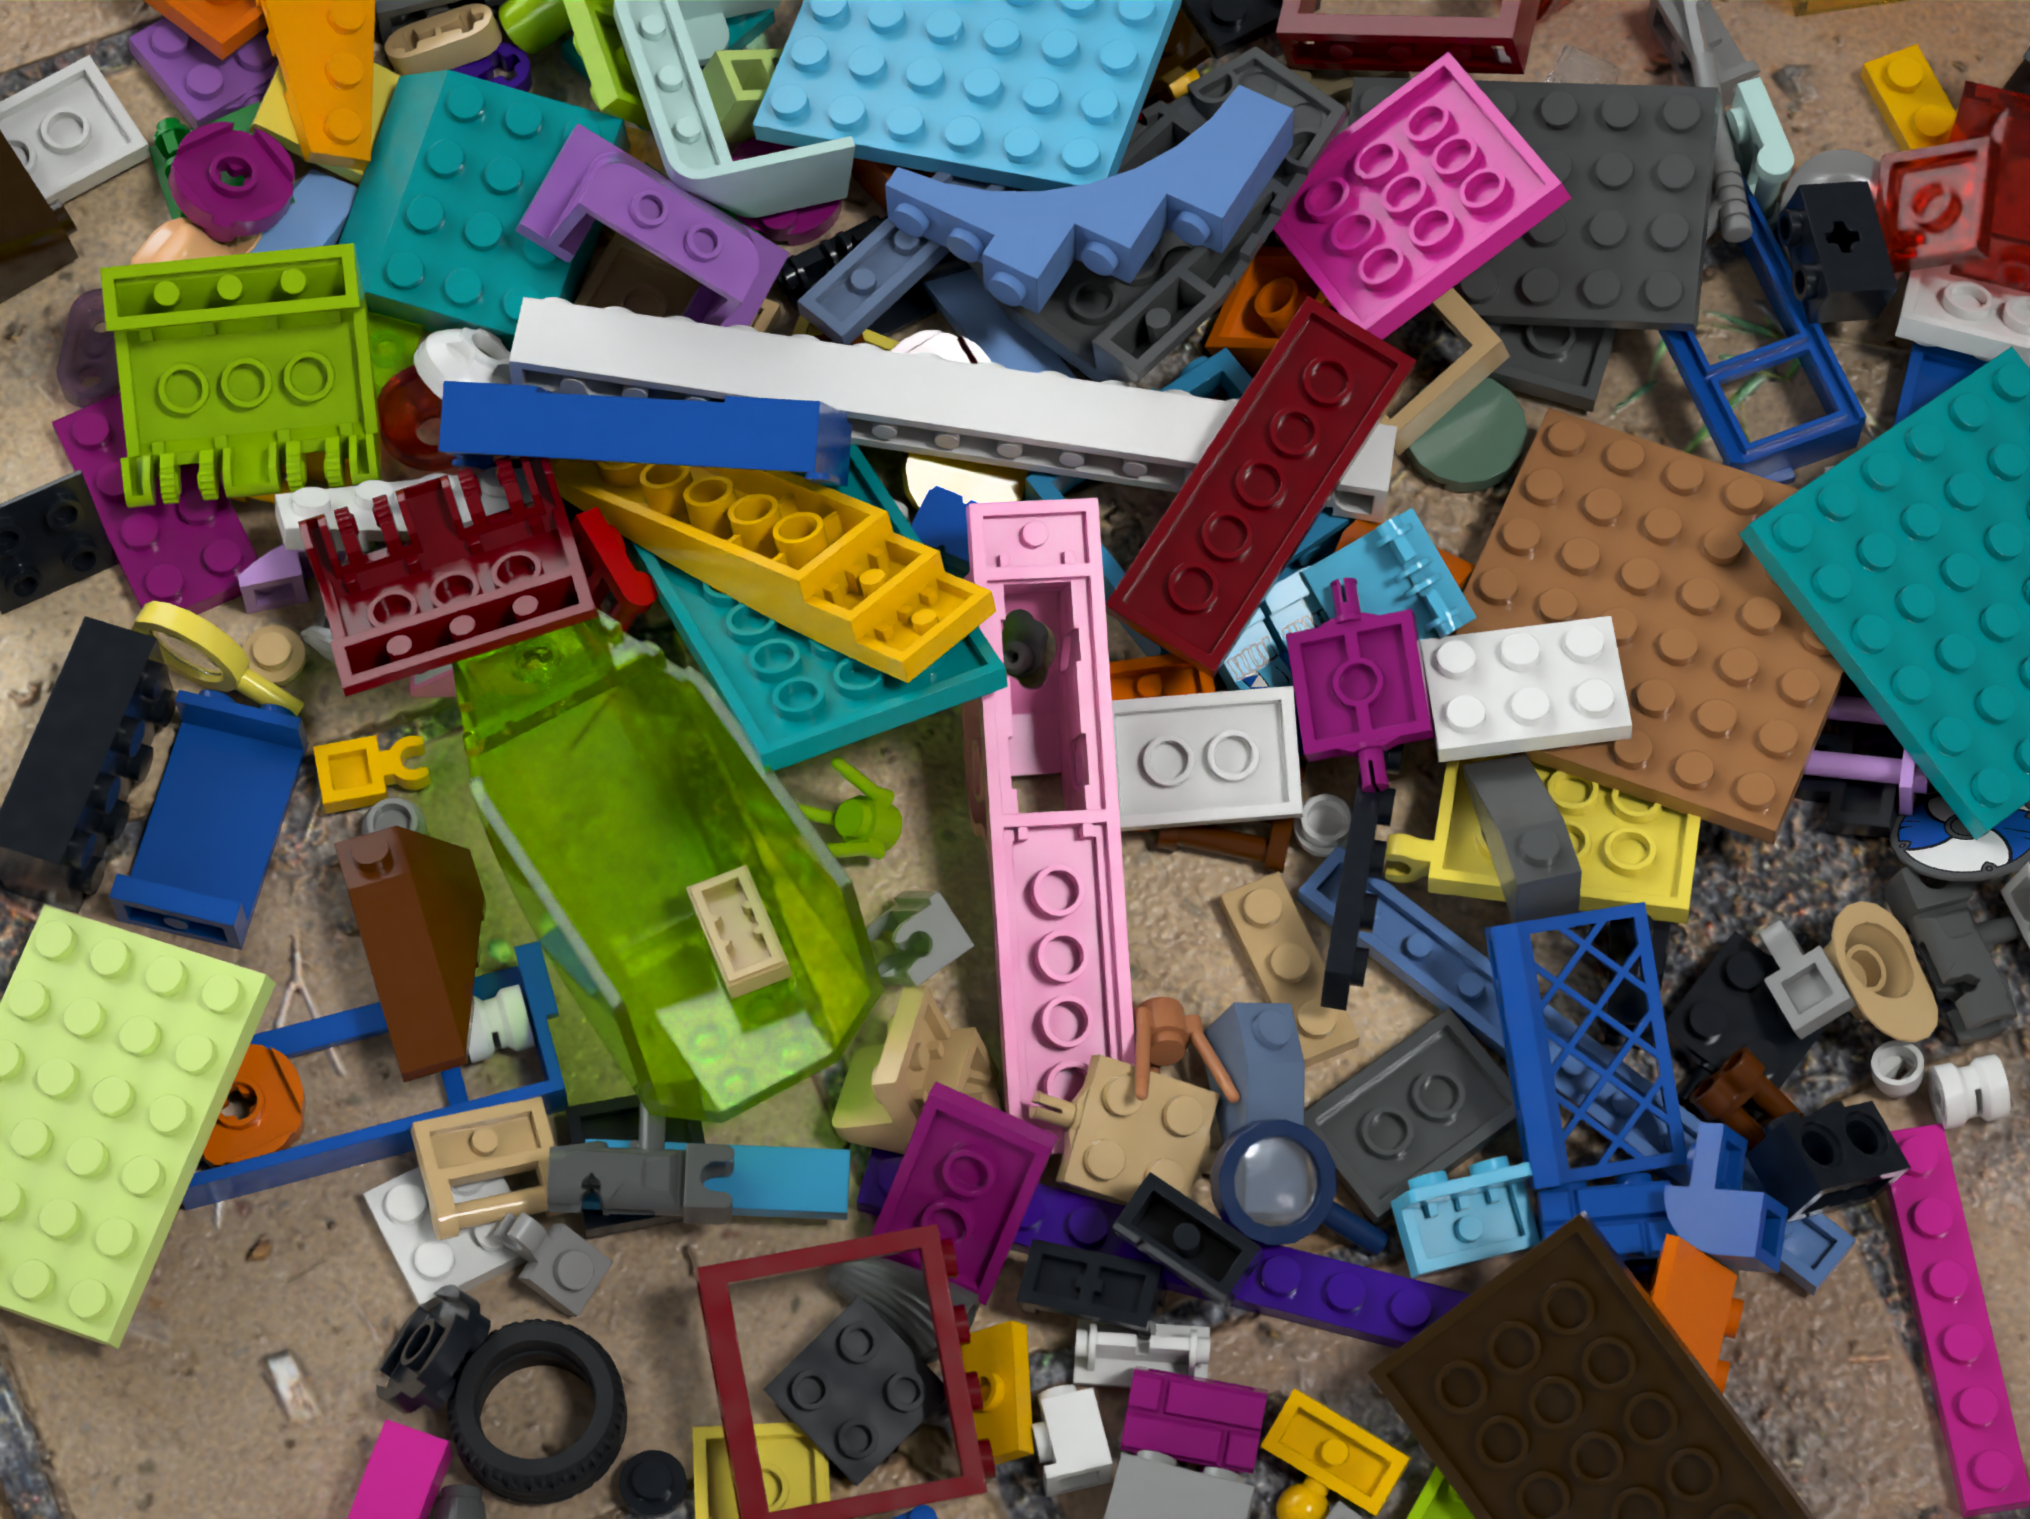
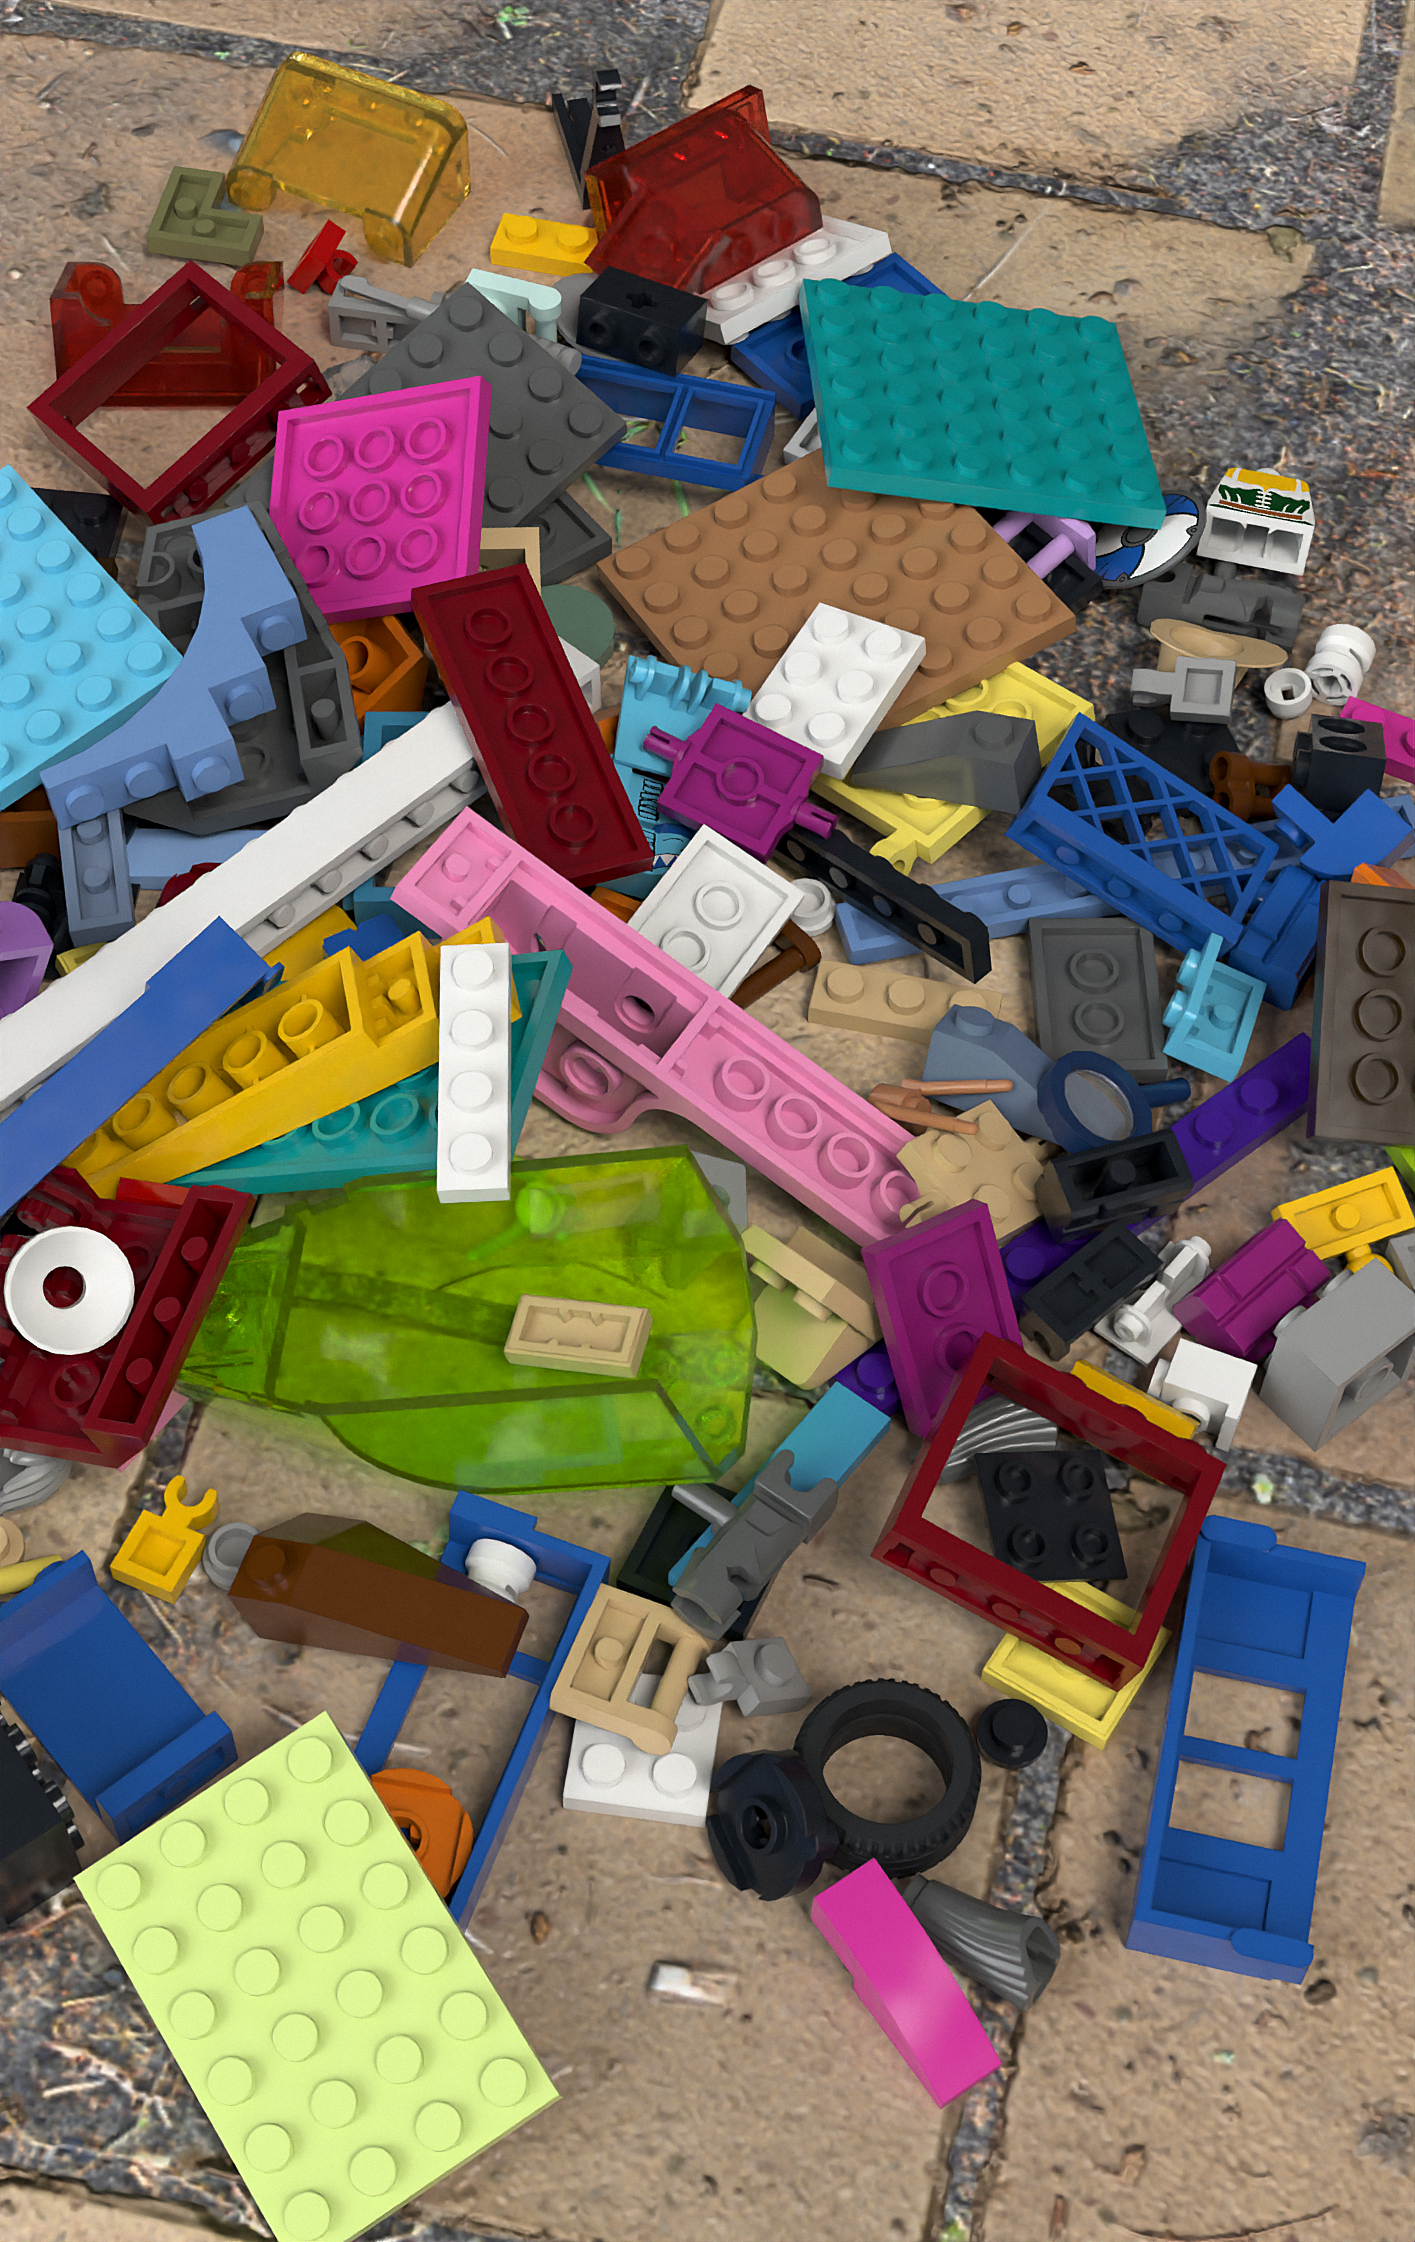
camera: 55 degrees left, 10 degrees down
(416, 553) = (99, 1310): none -> white piece
(815, 685) = (474, 1073): none -> white plate

